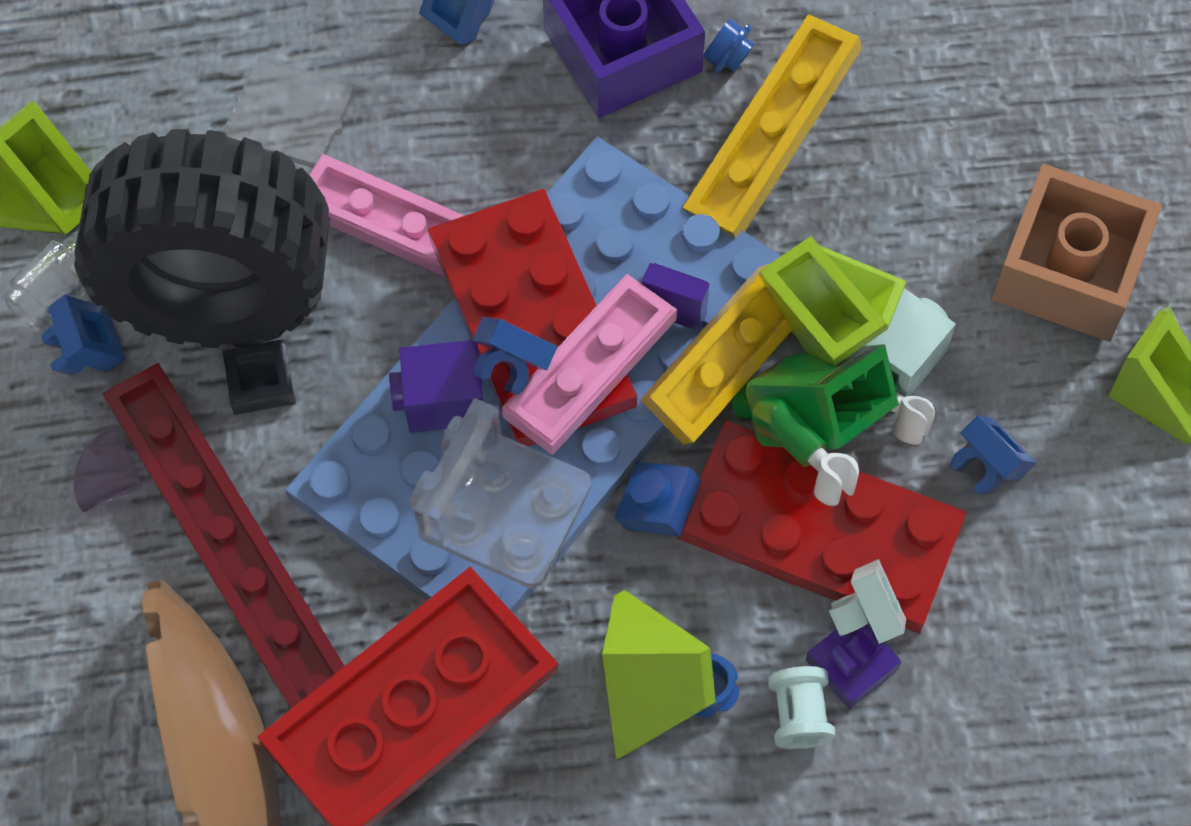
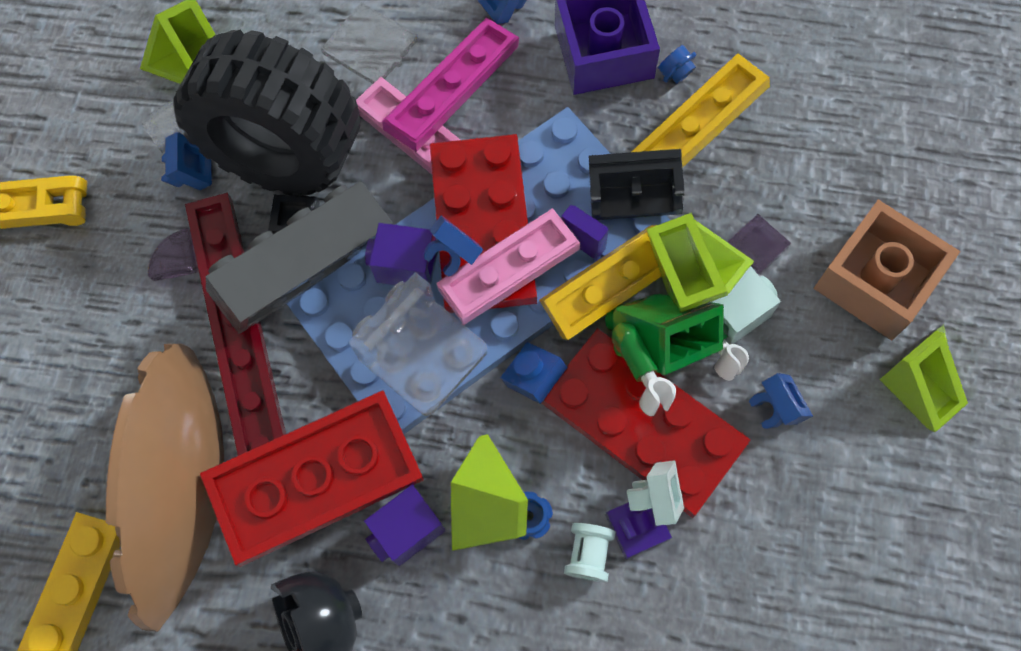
camera: 20 degrees right, 5 degrees up
(293, 422) = (294, 258): none -> dark grey brick
(426, 142) = (450, 84): none -> dark pink tile
(547, 740) = (403, 527): none -> dark purple brick
(725, 217) = (636, 184): none -> black hinge
(907, 256) = (760, 243): none -> clear purple tile

